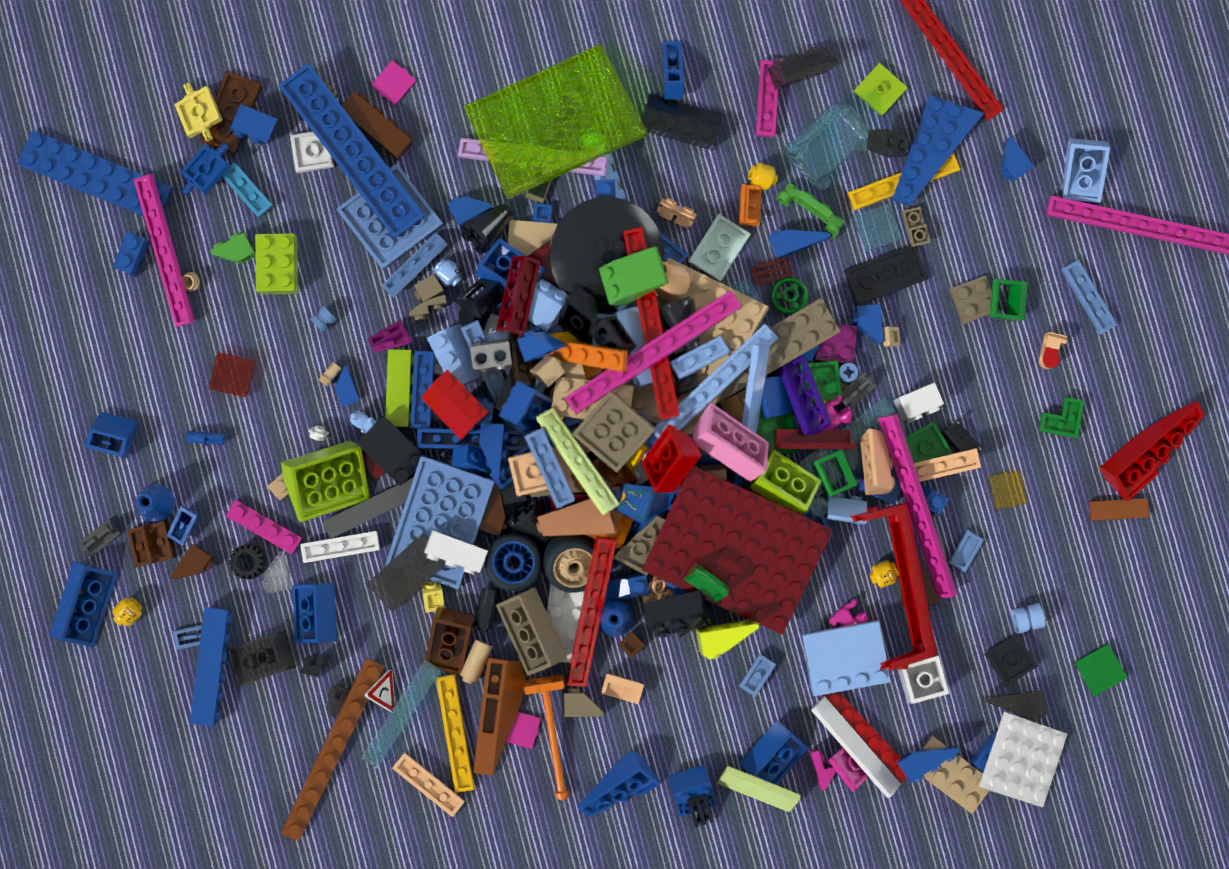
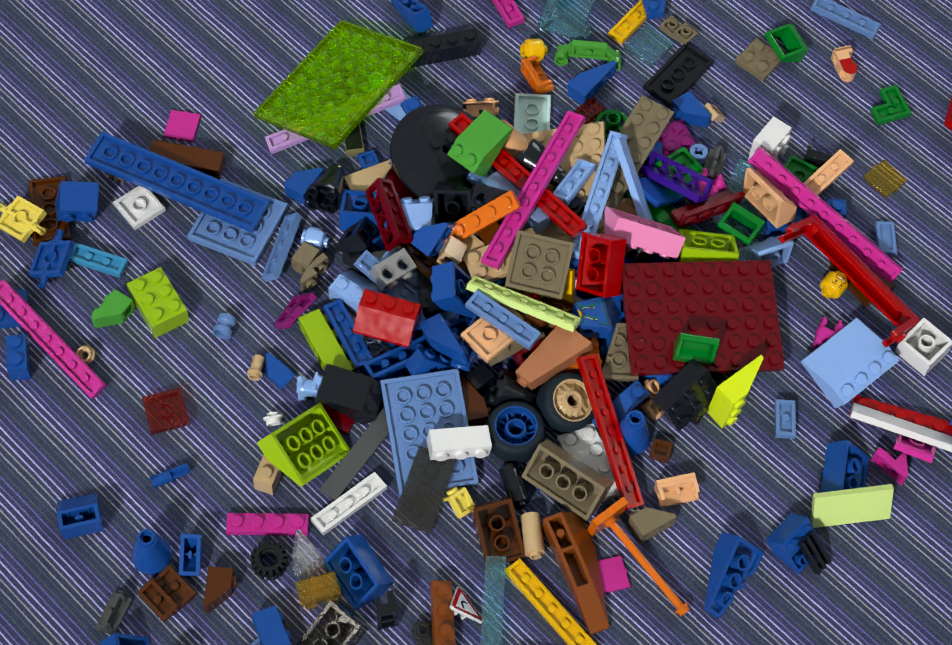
camera: 30 degrees left, 25 degrees down
(272, 612) = (318, 590): none -> clear yellow brick

